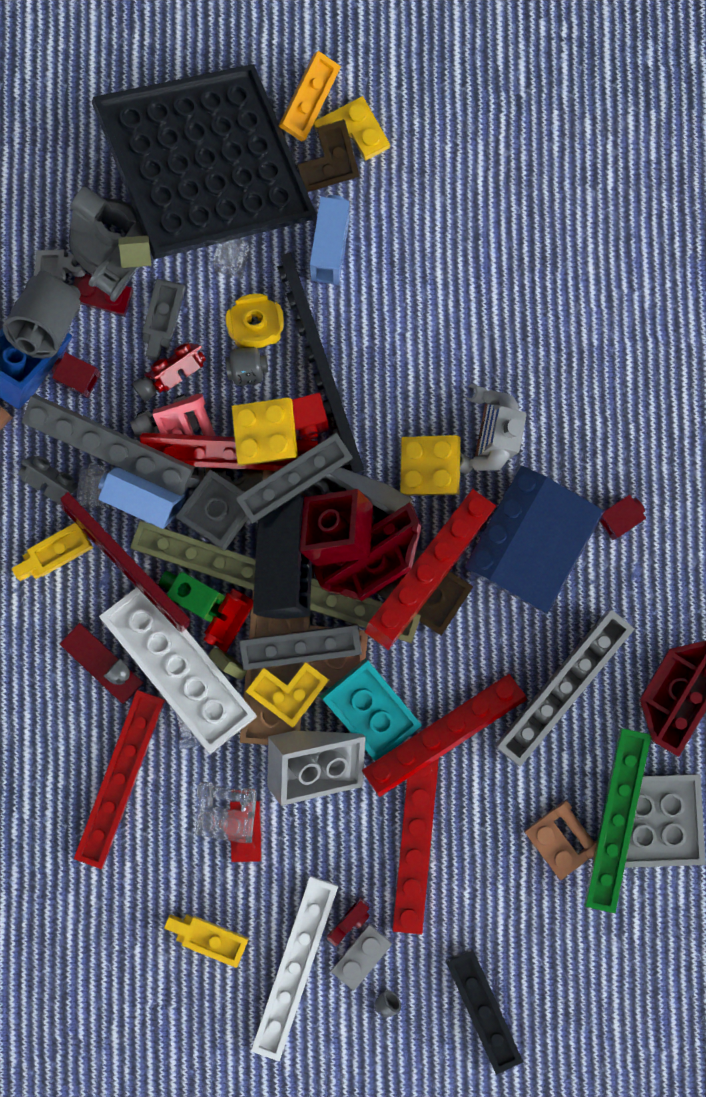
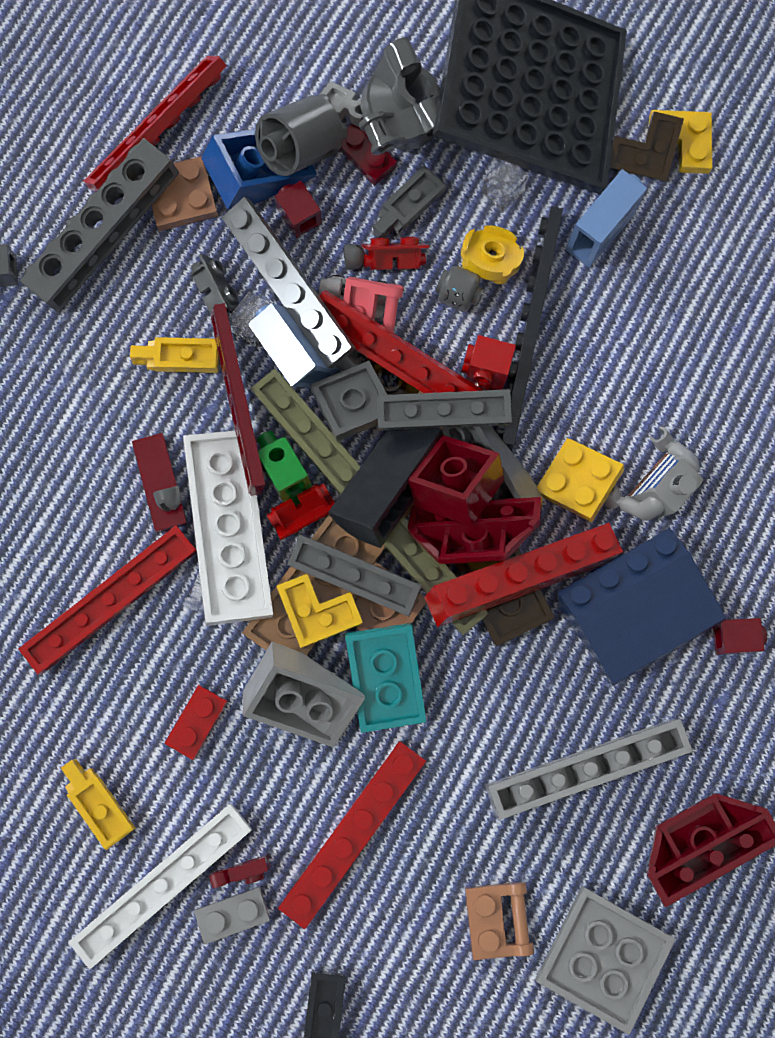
camera: 30 degrees right, 5 degrees down
(134, 251) = (419, 118): olive tile -> none
(225, 822) = (179, 699): clear plate -> none
(227, 663) = (275, 550): olive tile -> none
(264, 431) = (441, 351): yellow plate -> none
(309, 96) = (662, 85): light orange plate -> none
(388, 1004) = (229, 979): dark grey hinge -> none
(444, 735) = (442, 744): red plate -> none
(617, 820) = (565, 935): green plate -> none

